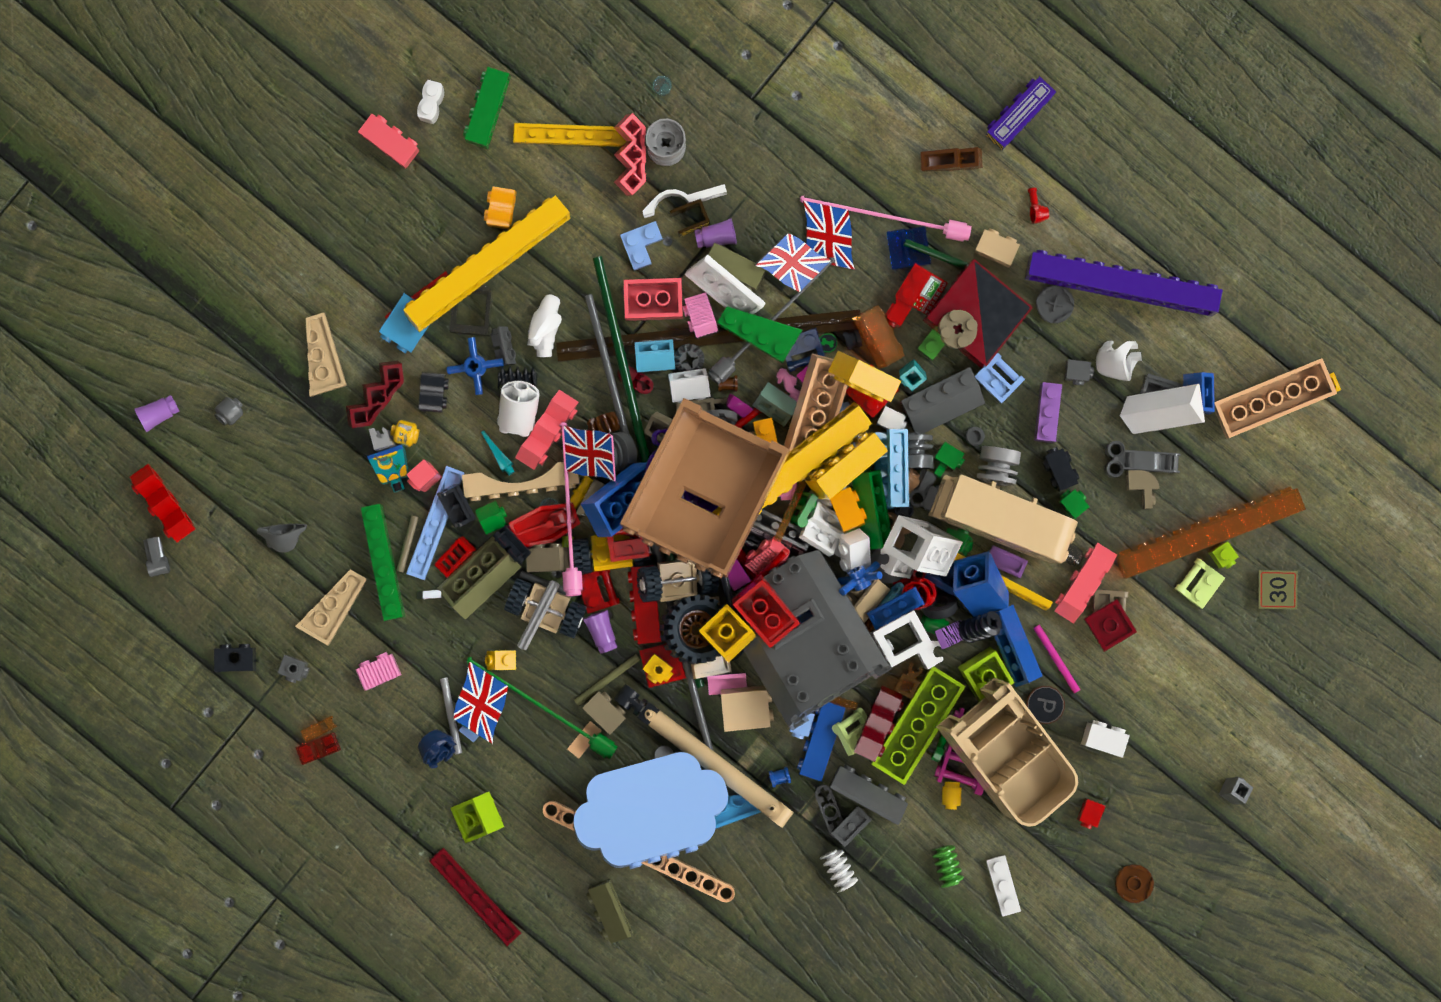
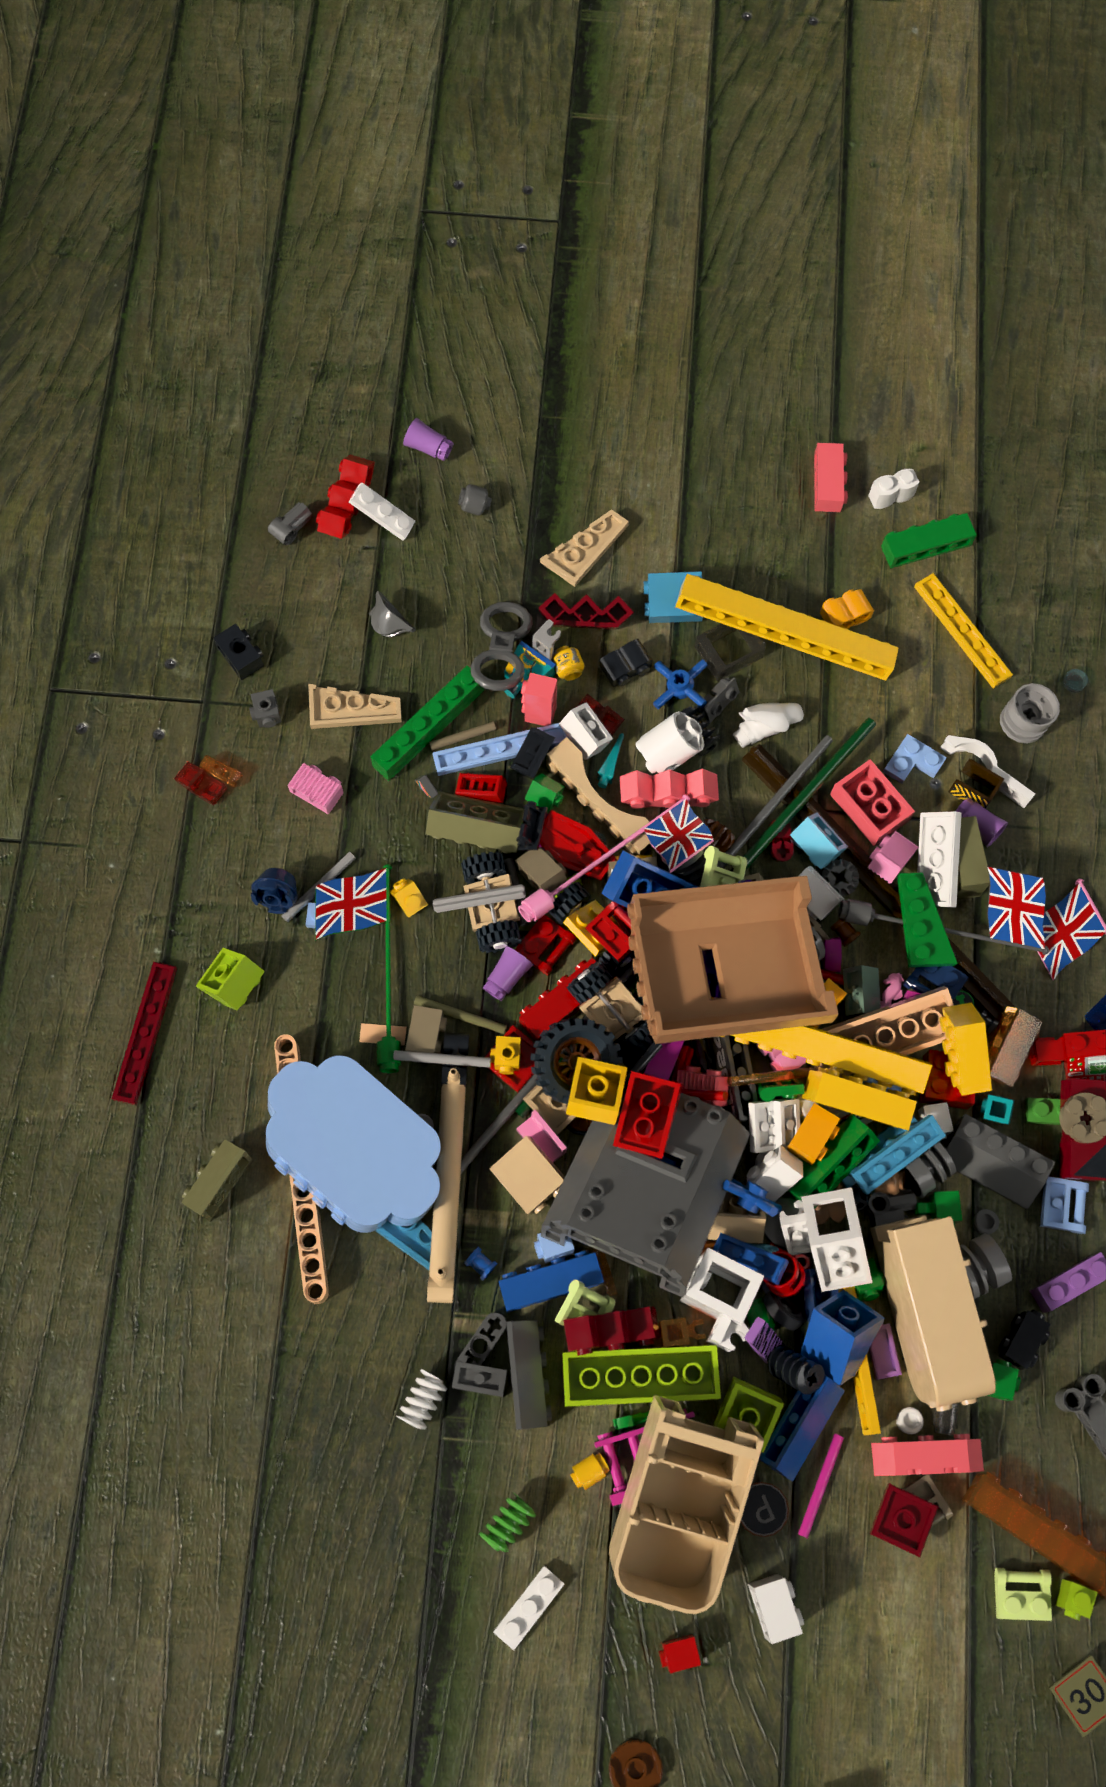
camera: 50 degrees right, 15 degrees down
(194, 486) = (382, 511): none -> white plate
(361, 472) = (501, 646): none -> dark grey bar
(457, 439) = (606, 715): none -> clear red slope
(466, 458) = (585, 731): none -> white brick
(631, 154) = (992, 689): coral brick -> none
(631, 715) = (442, 1058): none -> light grey bar
(641, 445) = (718, 876): none -> yellowish green plate
(1057, 576) = (909, 1420): none -> white tile
(1146, 483) = (1082, 1447): dark tan brick -> none

